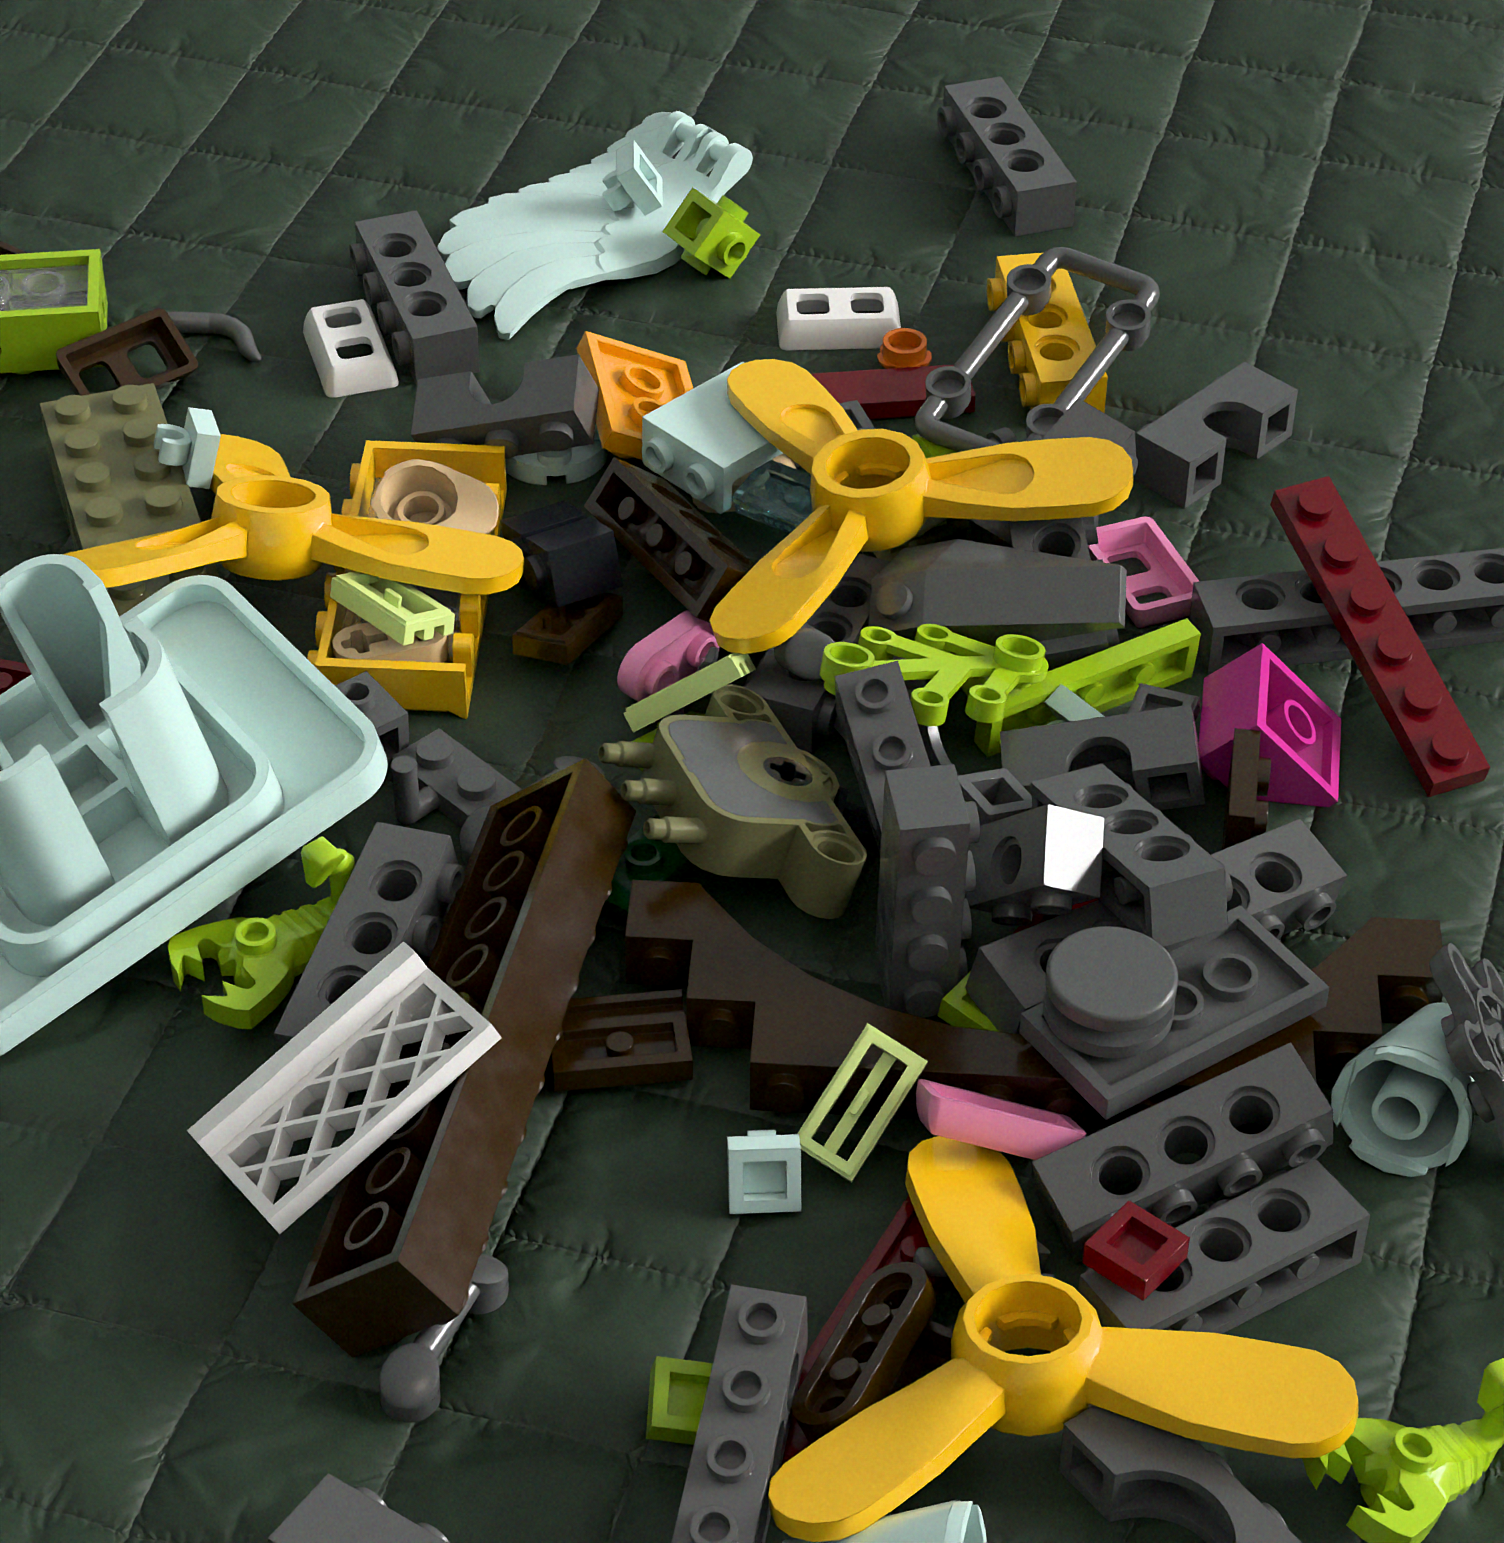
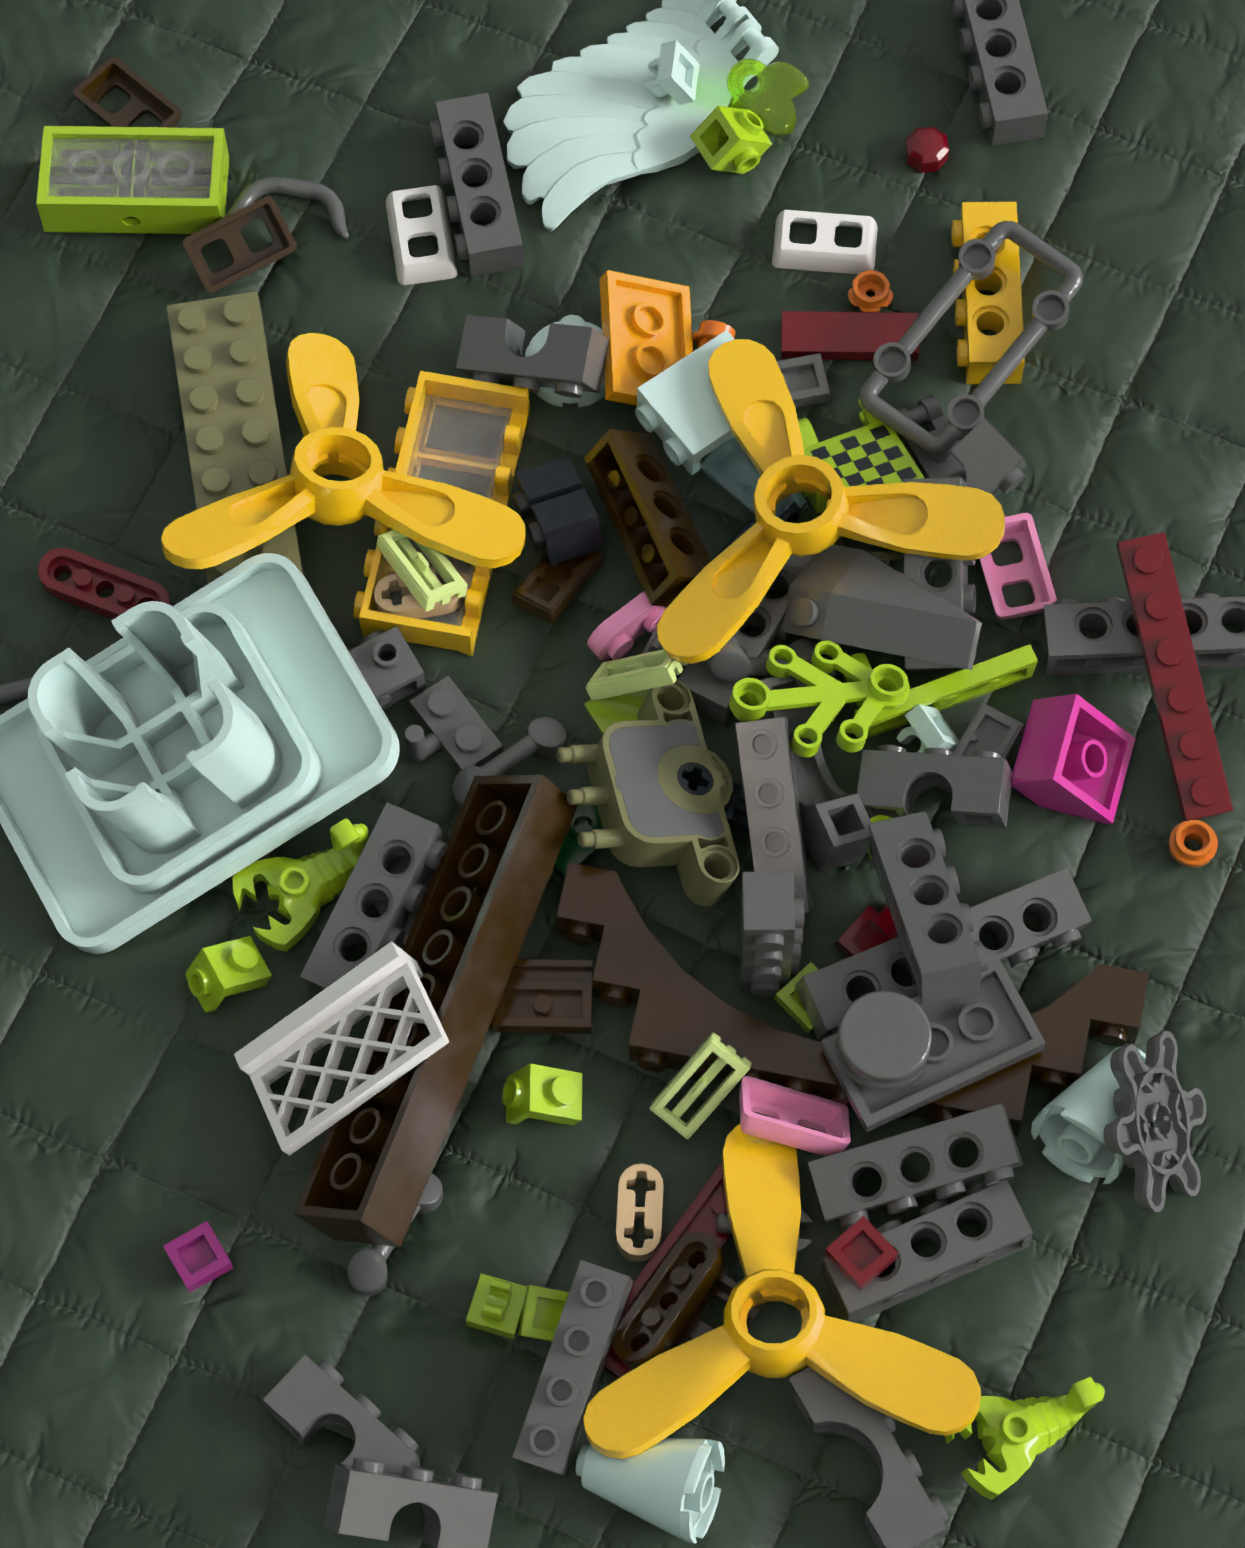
camera: 10 degrees right, 25 degrees up
(152, 1388) = (198, 1257): none -> magenta plate
(166, 1050) = (226, 971): none -> lime bracket
(191, 446) = (283, 381): light aqua tile -> none
(435, 496) = (465, 454): tan piece -> none
(609, 1405) = (496, 1306): none -> lime tile
(636, 1143) = (543, 1095): none -> lime bracket
(754, 189) = (771, 95): none -> clear neon green plate
(764, 1172) = (626, 1129): light aqua tile -> none
(812, 1271) = (651, 1213): none -> tan beam
(941, 238) = (926, 149): none -> dark red tile
(1037, 864) = (854, 911): dark grey brick -> none
(1186, 447) = (1128, 396): dark grey arch -> none
(1246, 780) = (1030, 852): dark brown plate -> none
(1449, 805) = (1197, 831): none -> orange plate

